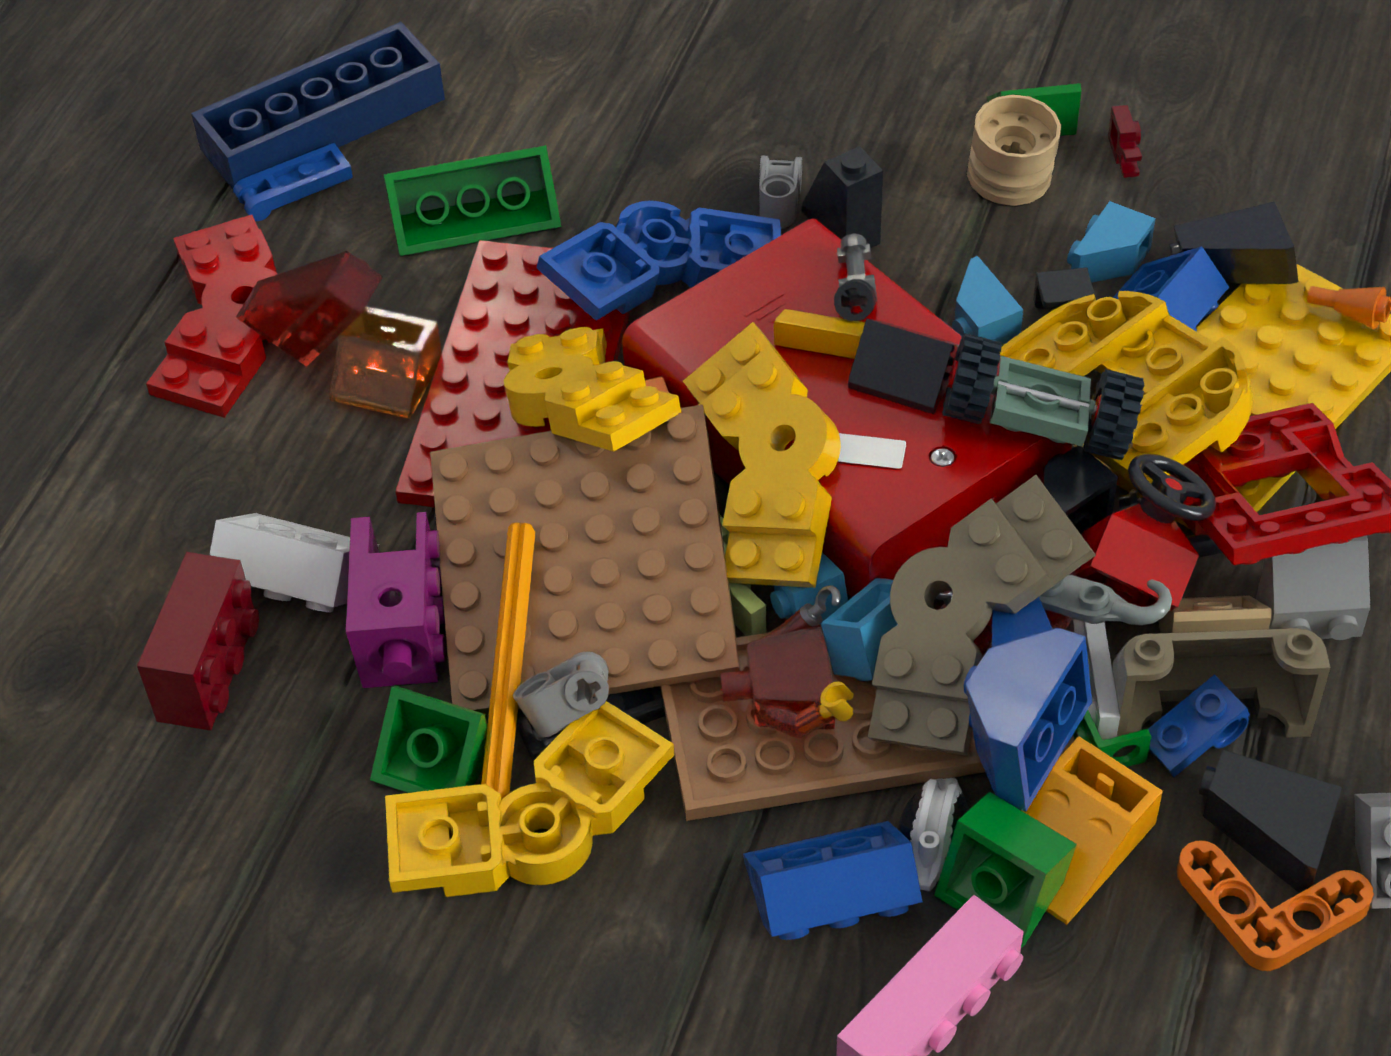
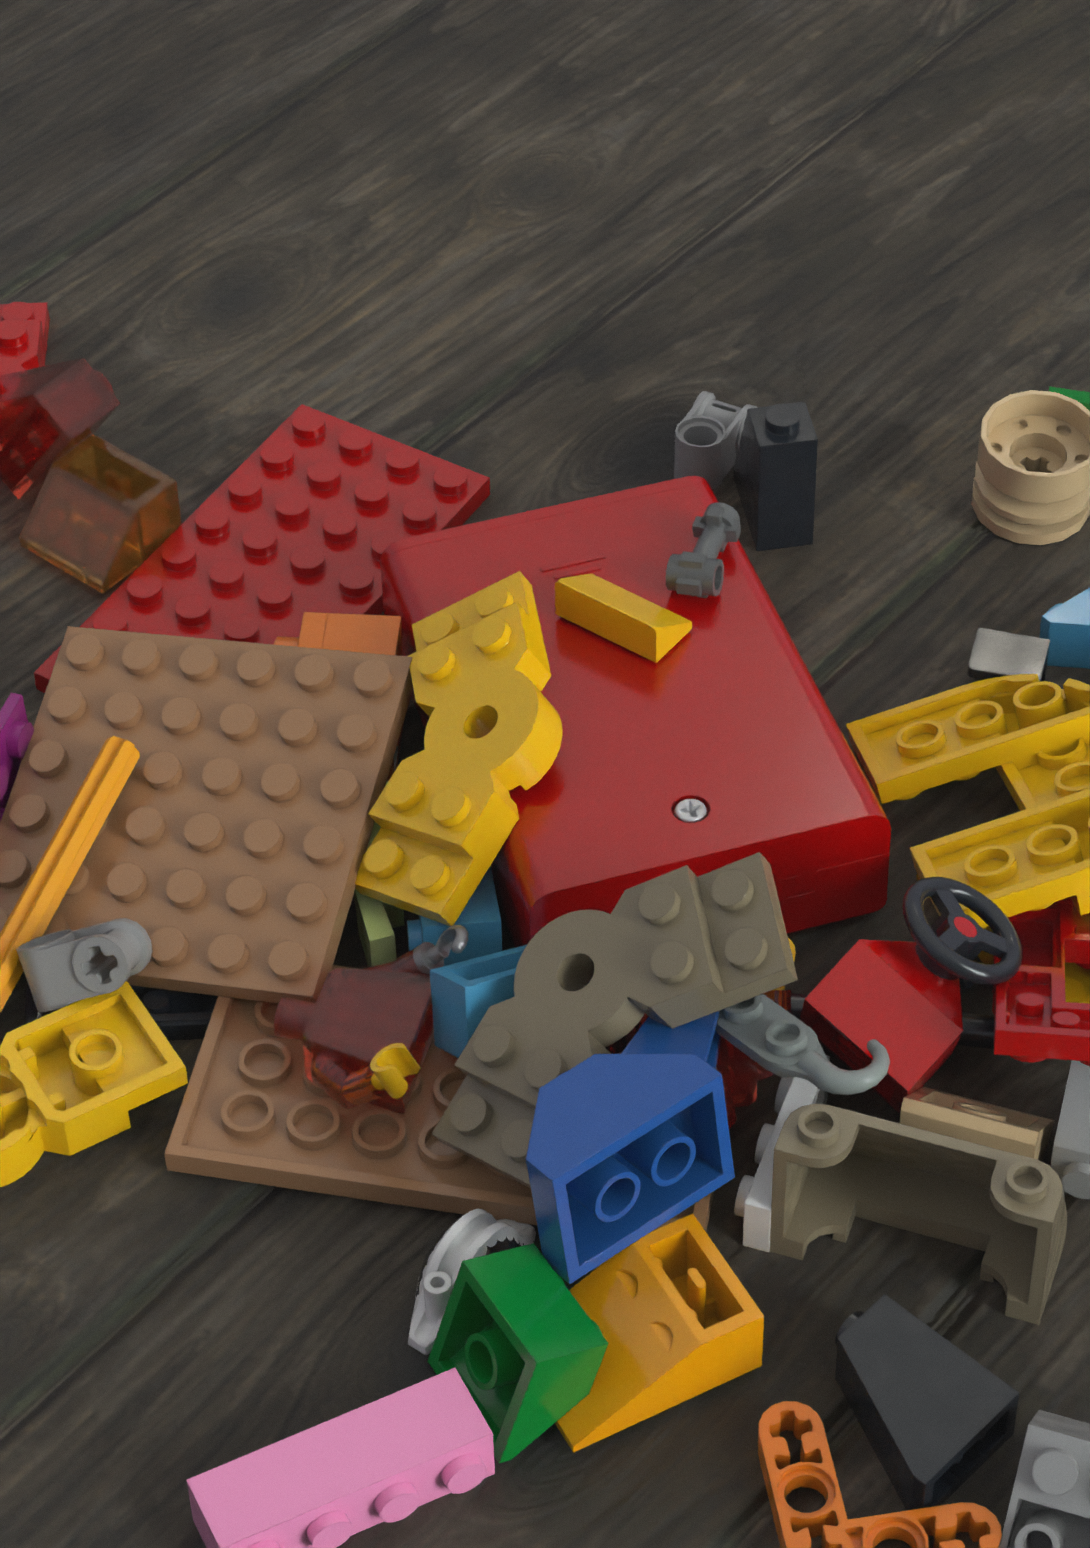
camera: 20 degrees right, 5 degrees down
(292, 180) = (116, 275): blue plate -> none
(320, 103) = (191, 194): dark blue brick -> none
(472, 200) = (316, 352): green slope -> none
(580, 392) = (285, 599): yellow plate -> none
(648, 248) = (492, 464): blue plate -> none
(833, 879) = (298, 1297): blue slope -> none
(847, 311) = (667, 598): black bush -> none
(872, 451) = (598, 774): white sticker -> none
(902, 365) = (702, 680): black slope -> none
(986, 306) = (889, 657): dark azure slope -> none
(1043, 399) = (846, 769): plate -> none
(1081, 487) = (846, 903): black slope -> none
(1142, 738) = (738, 1246): green bracket -> none
(1198, 722) = (883, 1254): blue plate -> none

